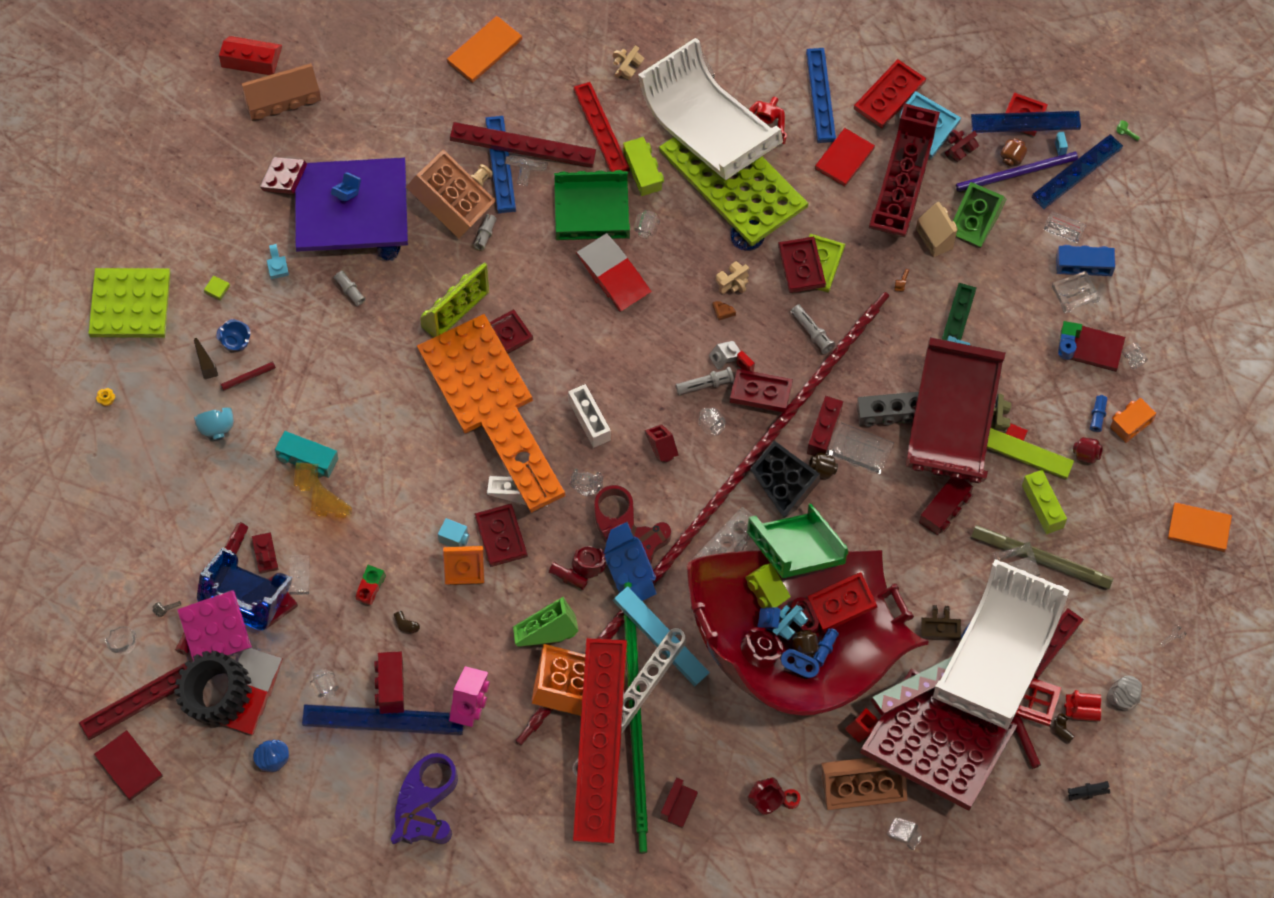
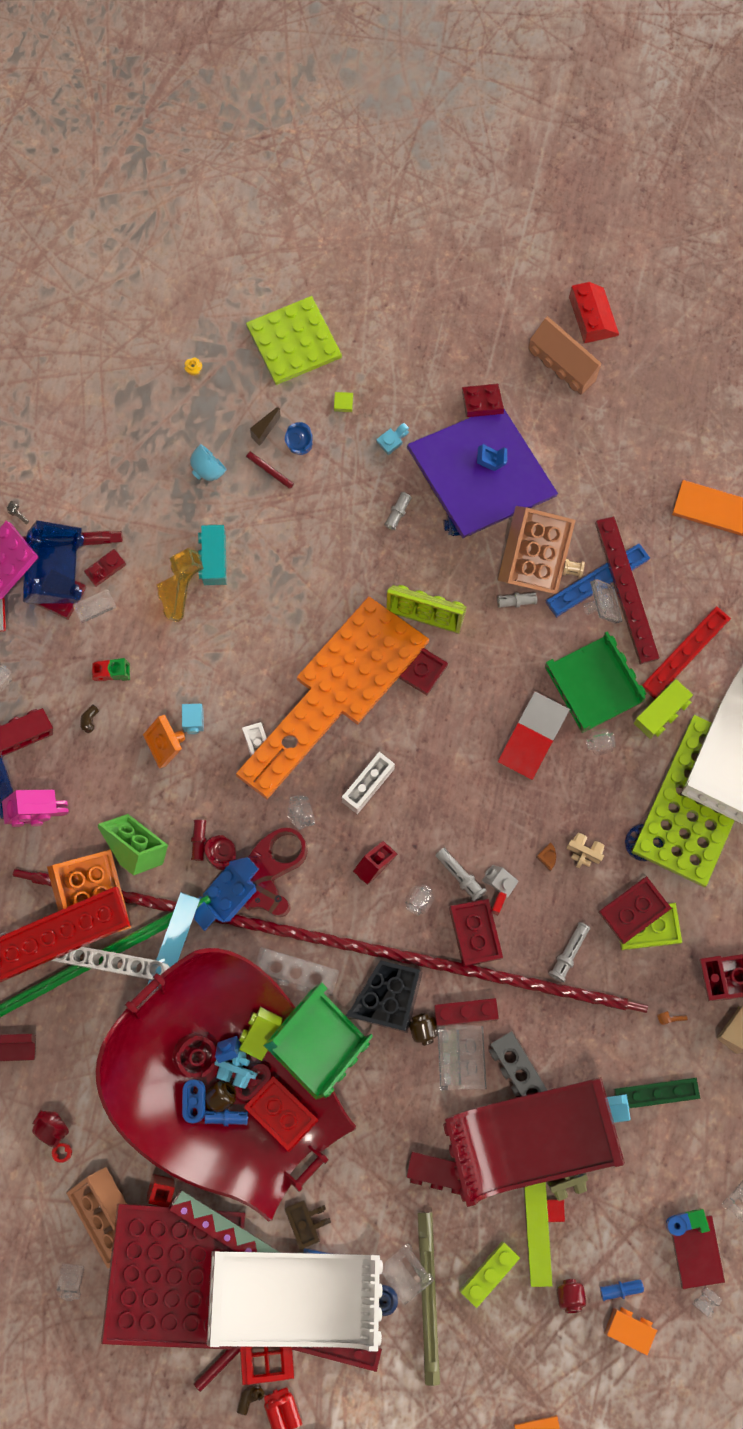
camera: 65 degrees right, 10 degrees up
(501, 535) = (214, 760): dark red tile -> none

